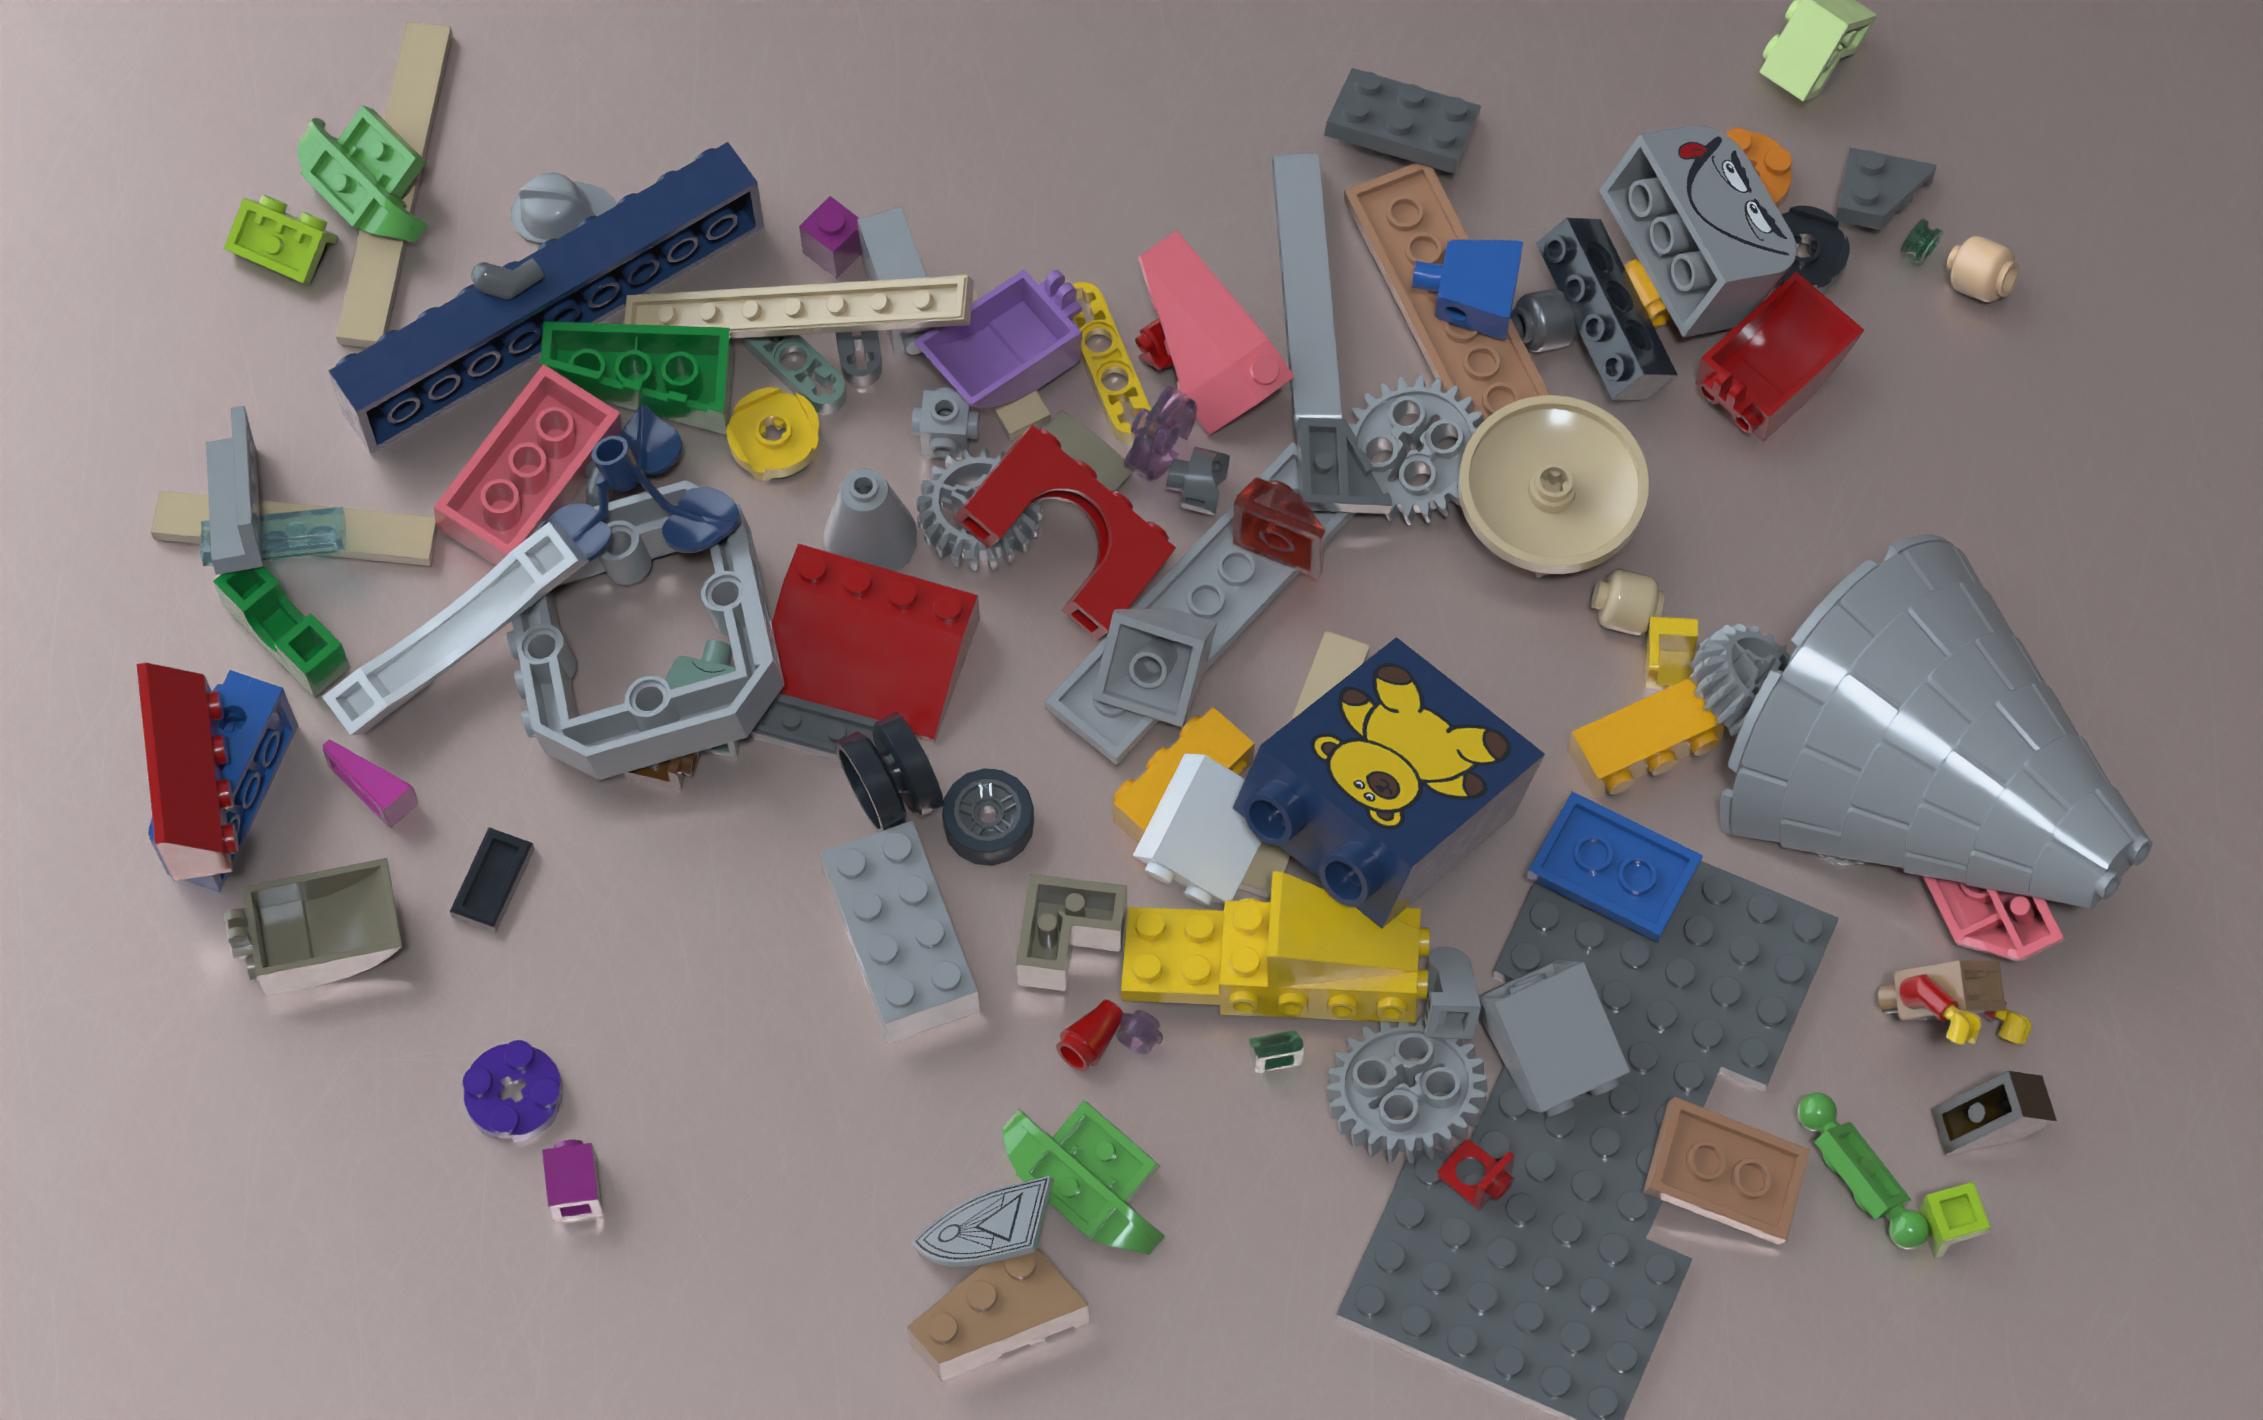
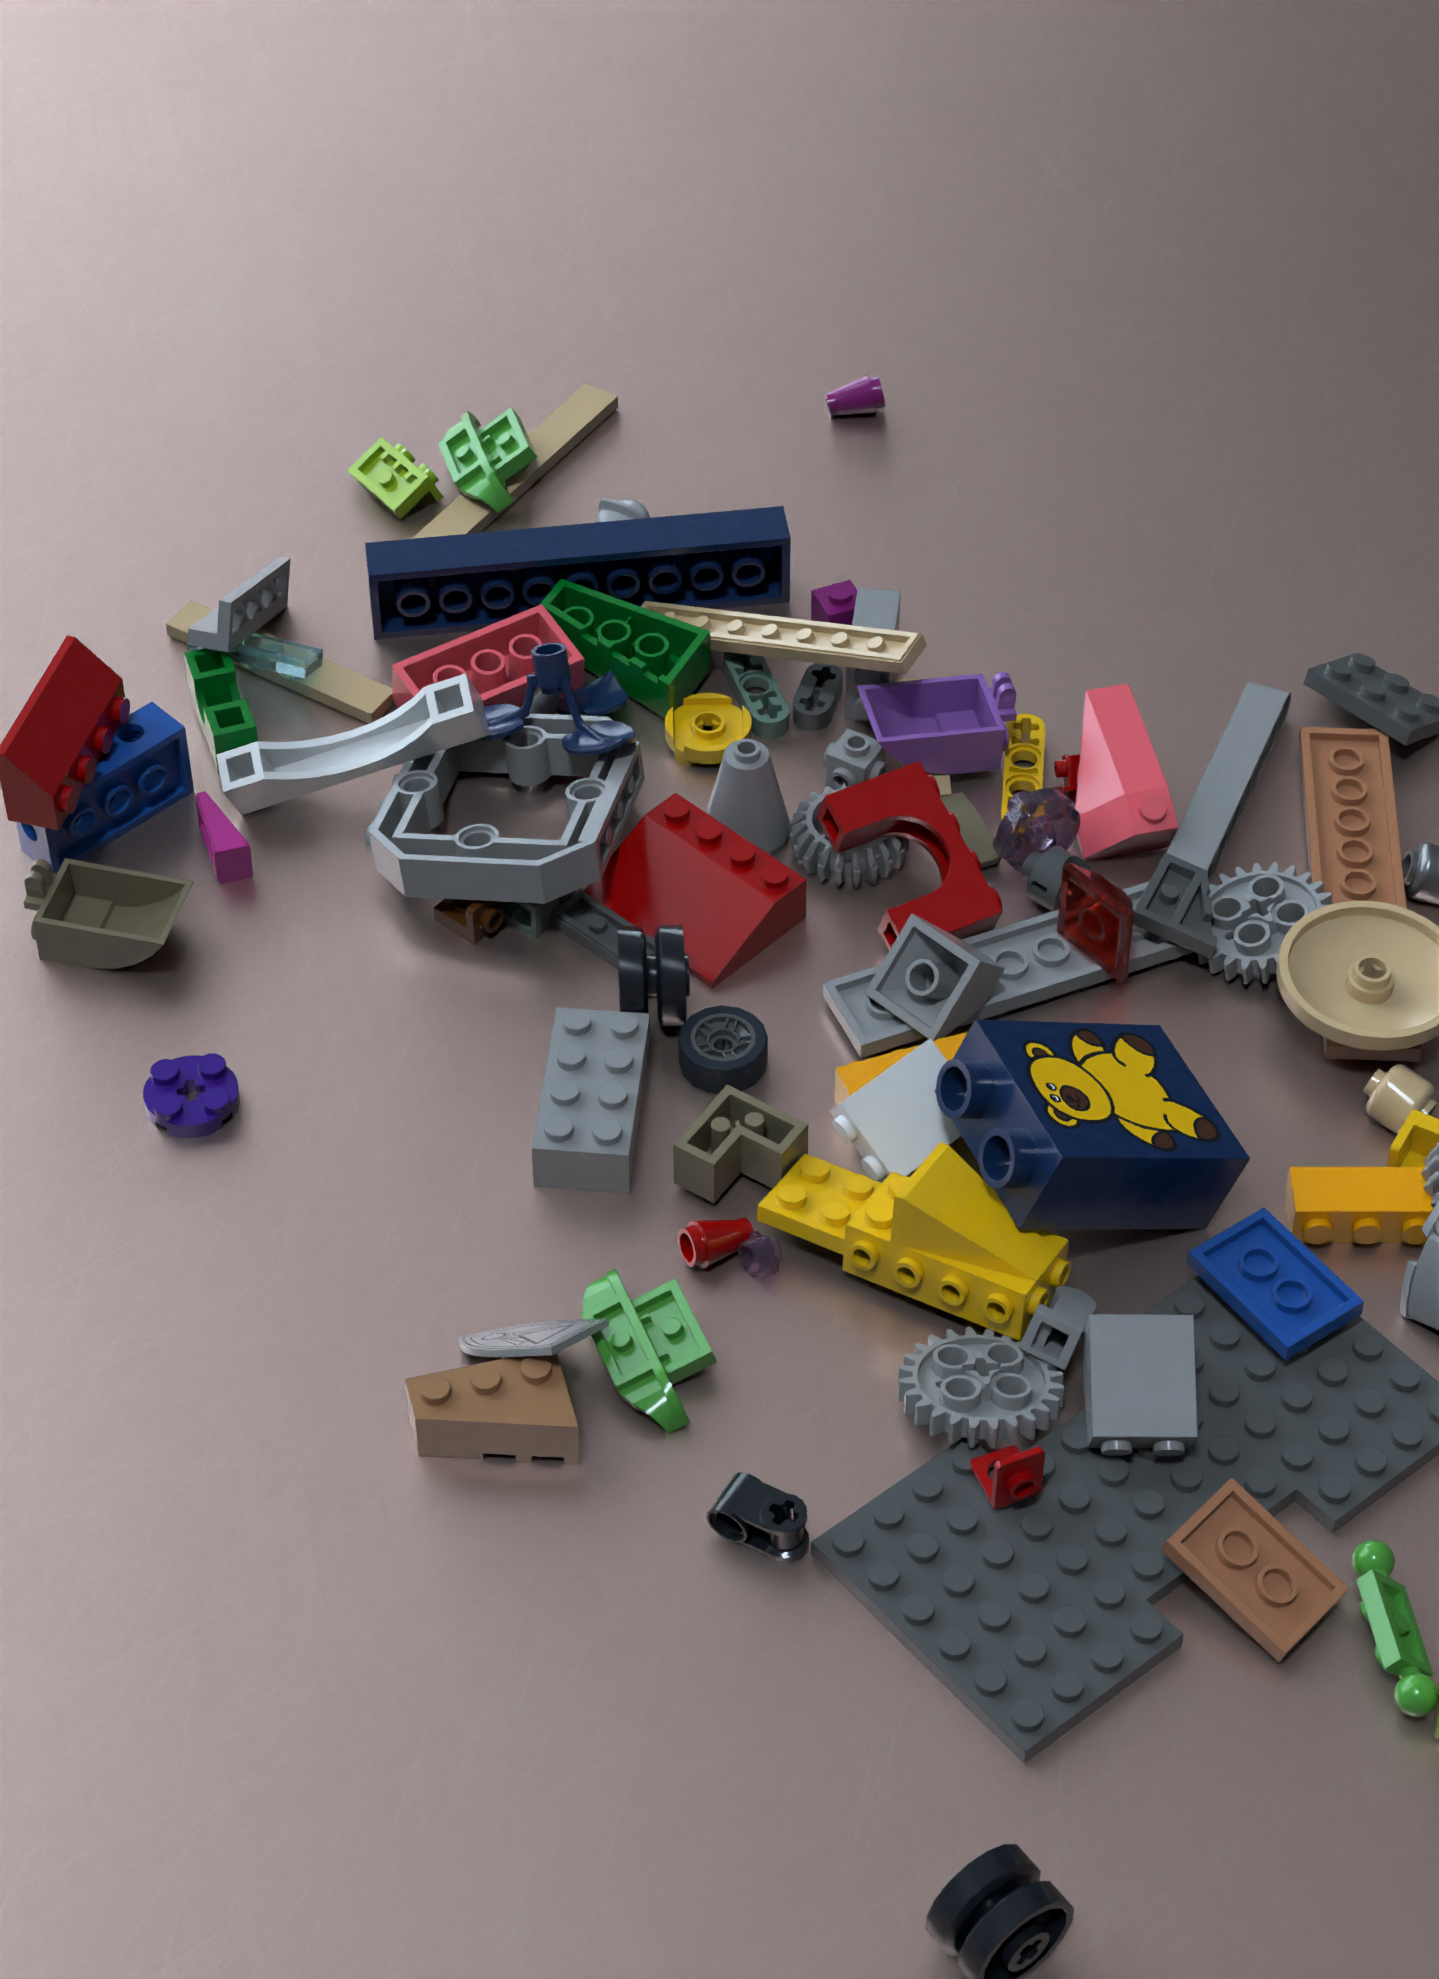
camera: 25 degrees right, 20 degrees down
(492, 880) = (276, 945): black tile -> none
(504, 282) = (541, 529): dark grey arm -> none
(572, 1180) = (194, 1172): magenta brick -> none
(1275, 1310) = (756, 1513): none -> black piece
(1276, 1051) = (876, 1318): clear green slope -> none
(1474, 284) = (1380, 818): blue torso -> none

